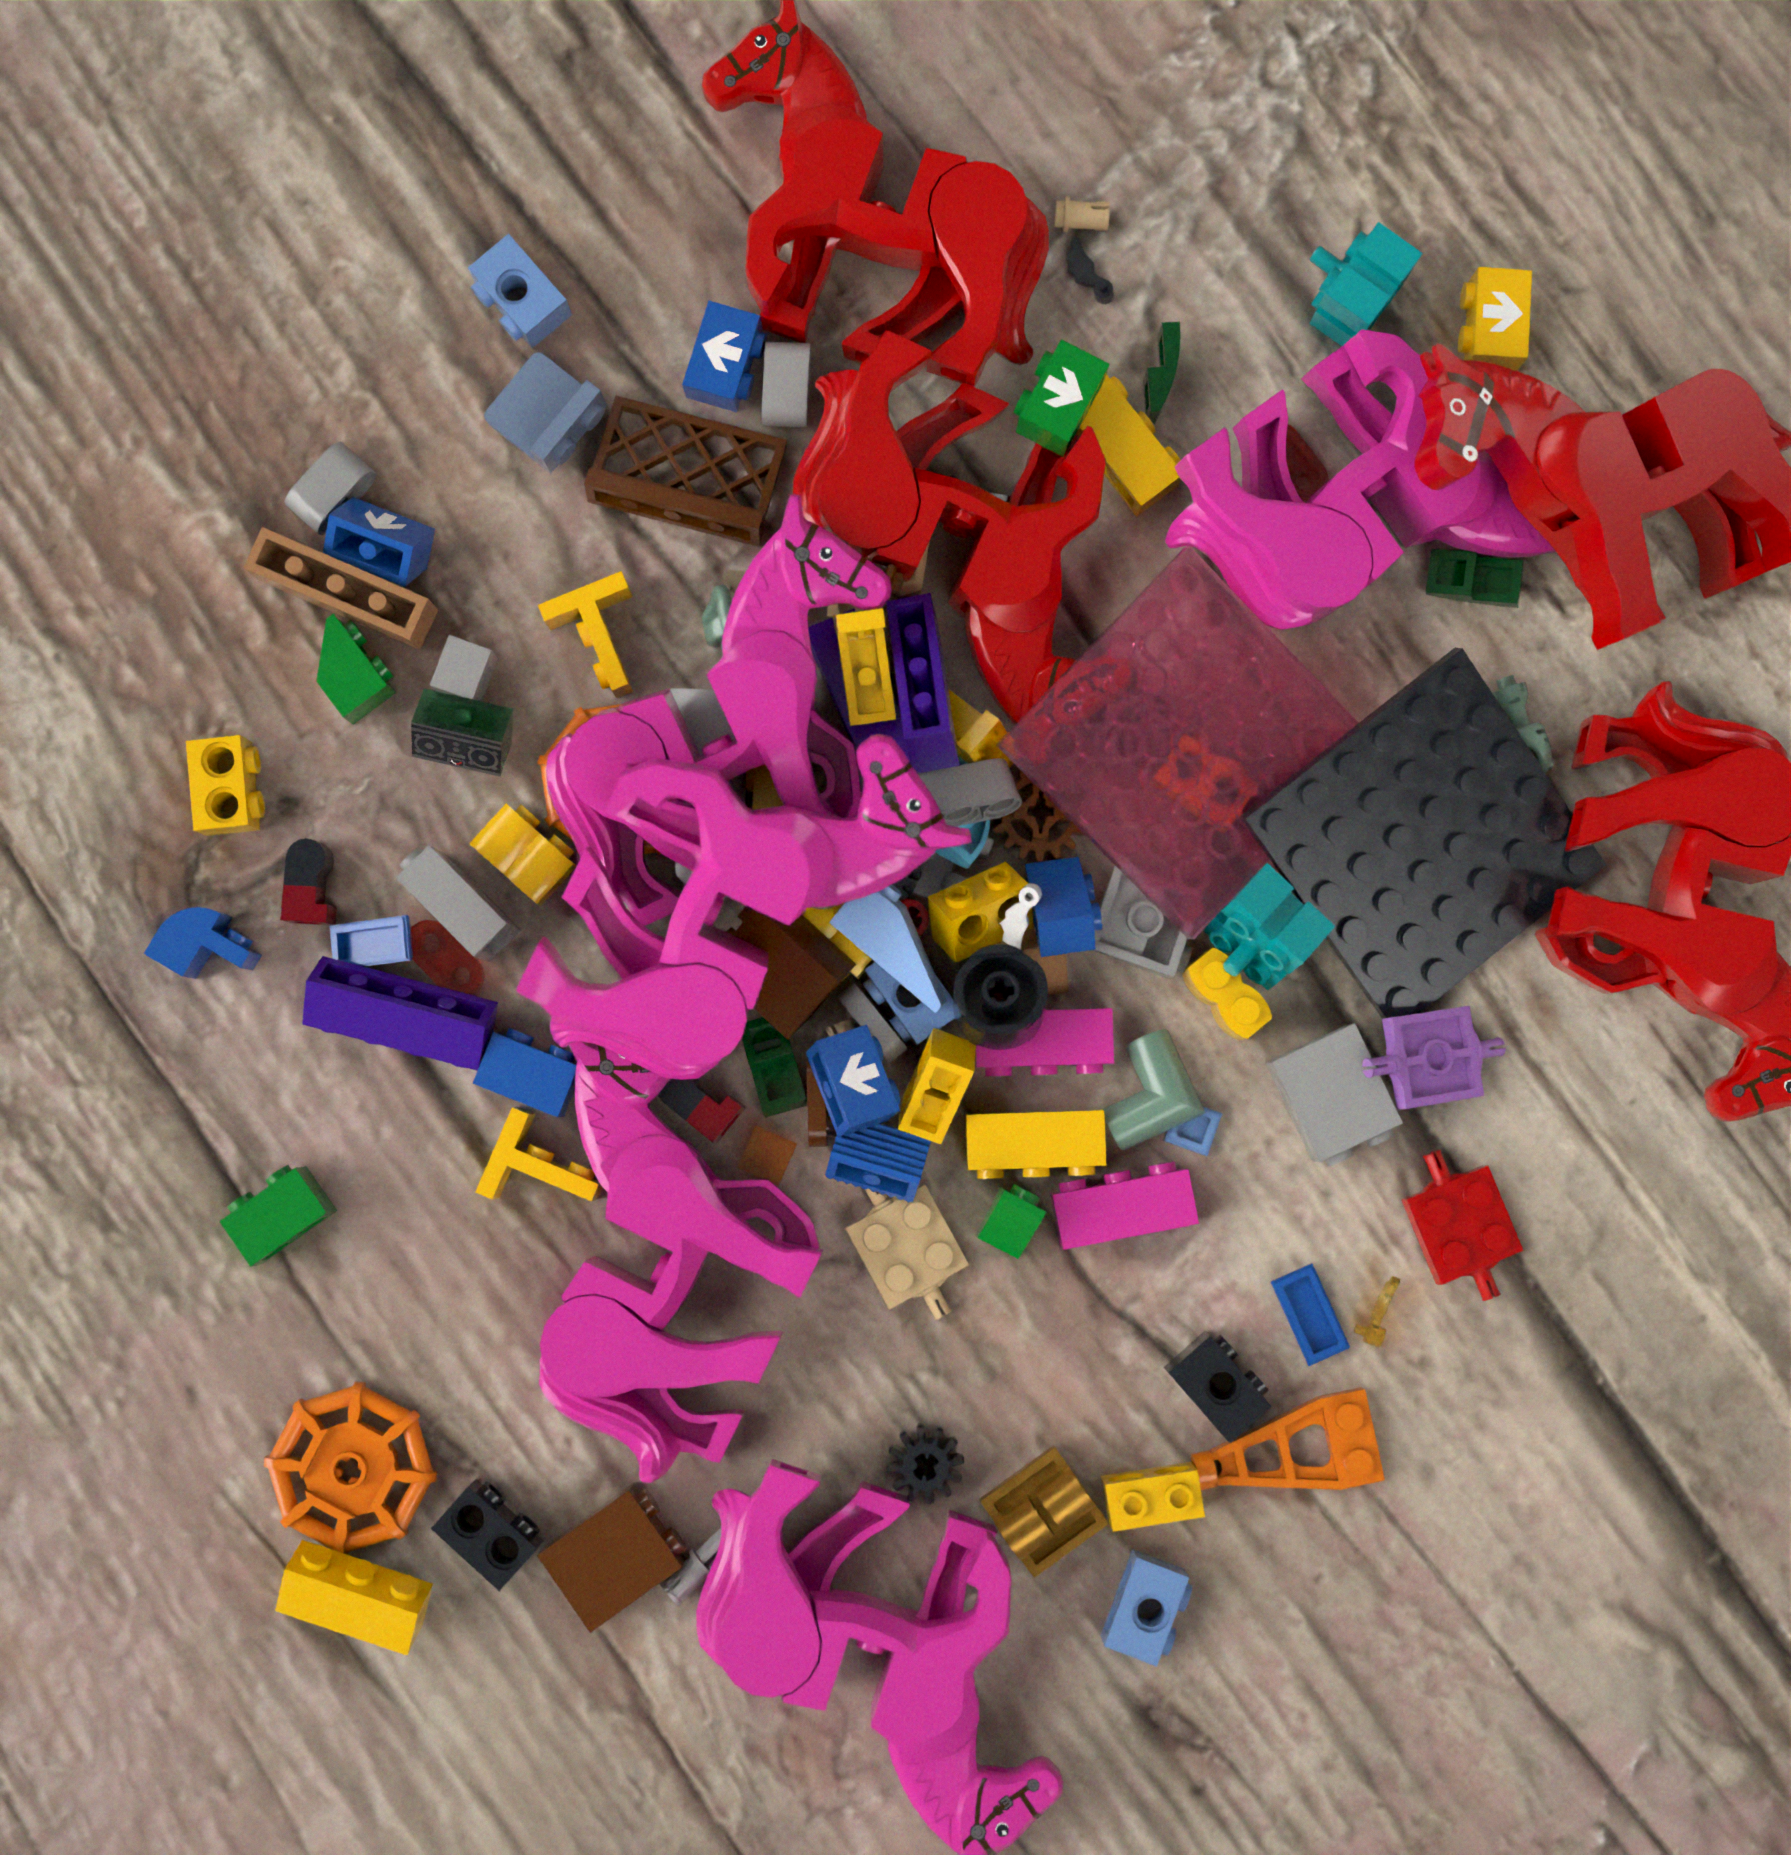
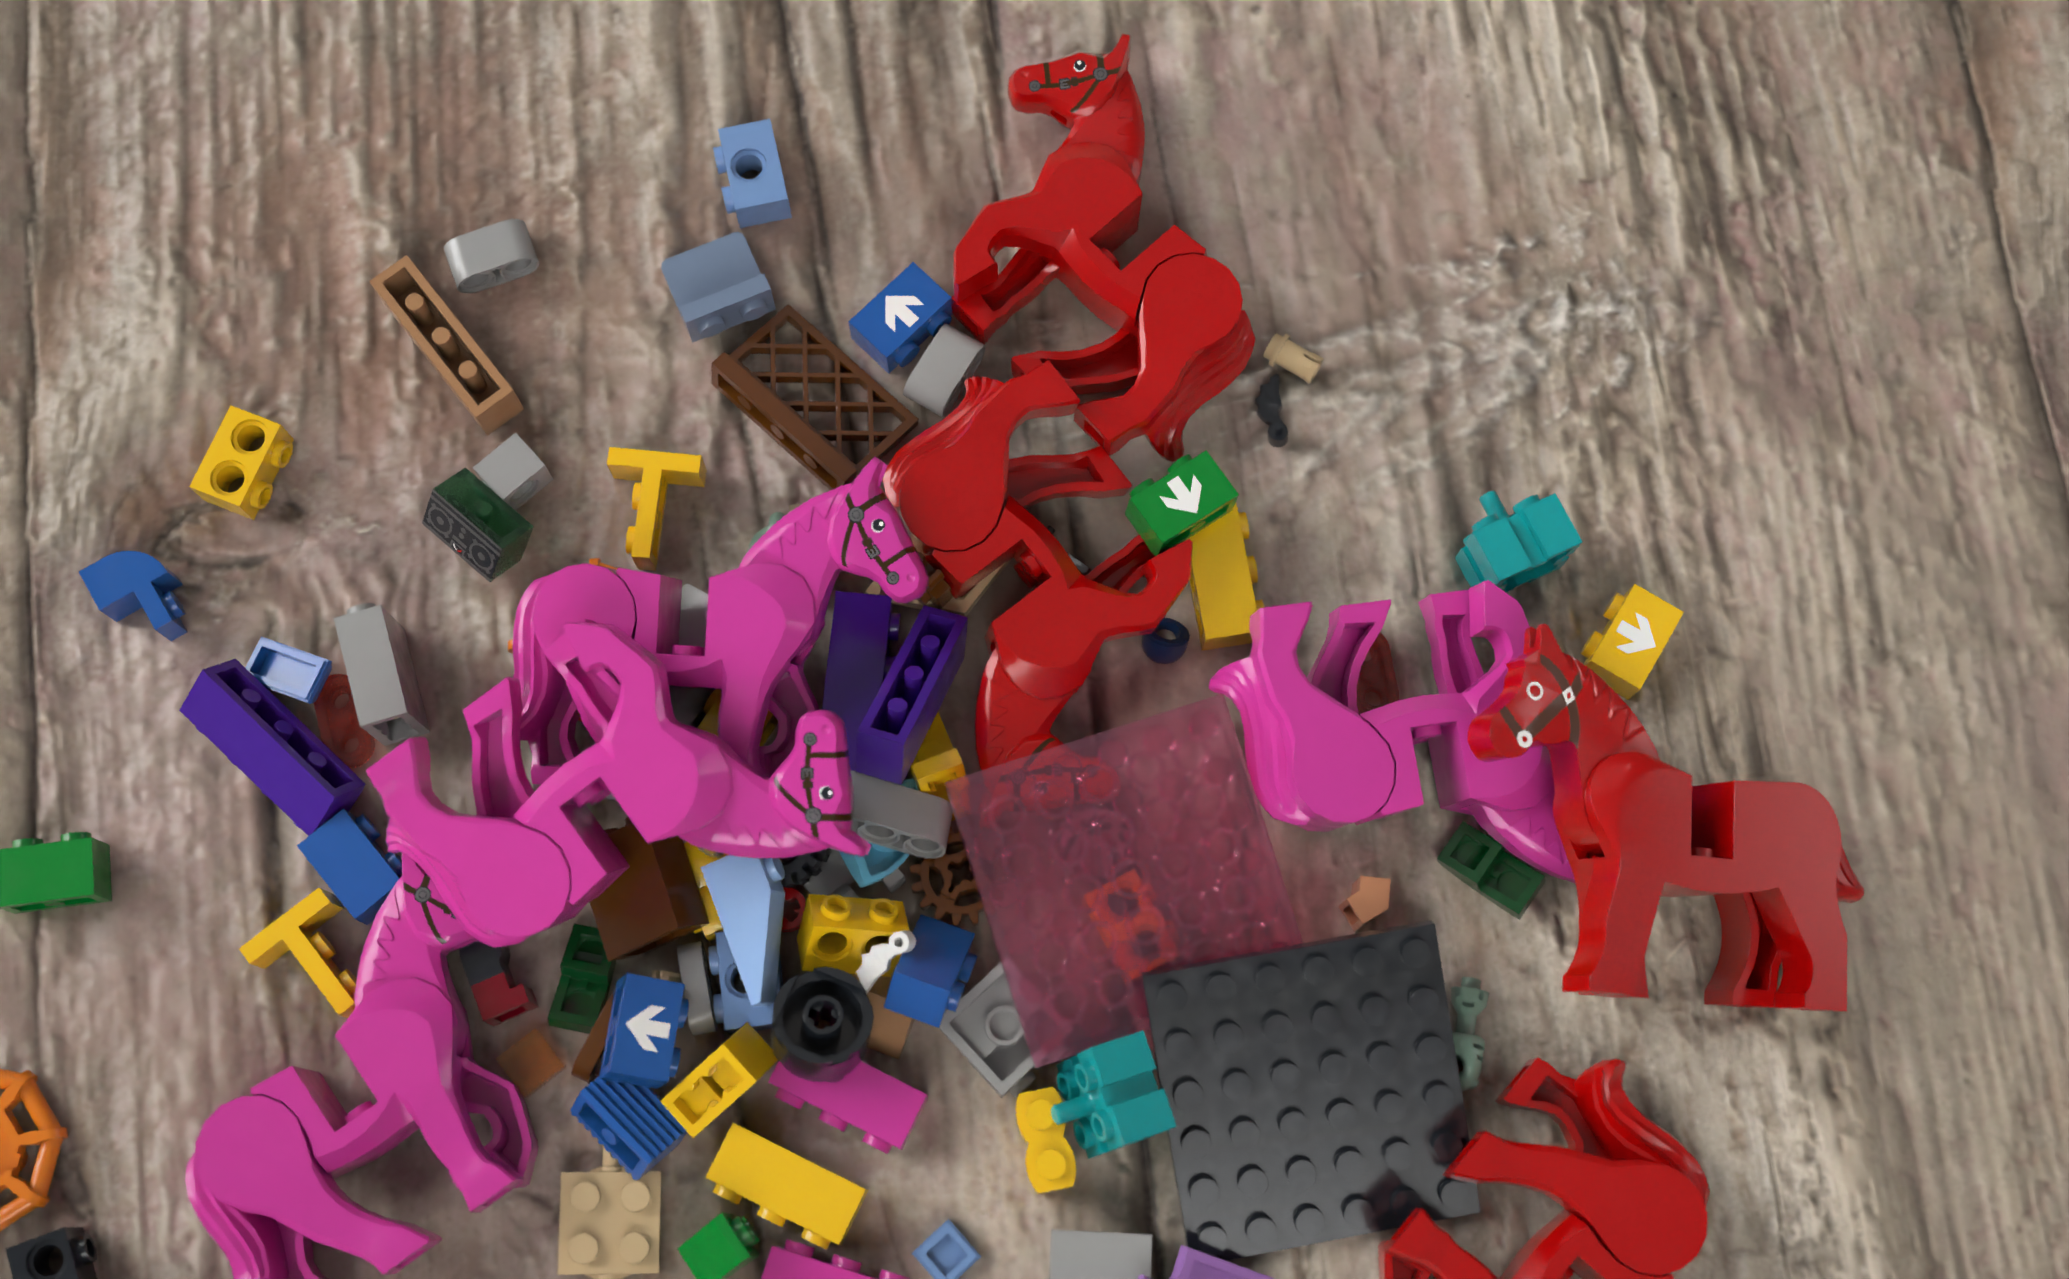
camera: 25 degrees right, 10 degrees down
(305, 884) = (262, 587): leg -> none
(348, 673) = (411, 421): green slope -> none
(378, 541) = (503, 321): blue brick -> none
(524, 853) = (467, 657): yellow brick -> none
(865, 666) = (866, 649): yellow bracket -> none
(1107, 533) = (1166, 650): none -> dark blue piece
(1159, 379) = (1287, 537): dark green slope -> none
(1167, 1093) = (933, 1213): sand green brick -> none
(1387, 659) = (1367, 901): none -> nougat piece

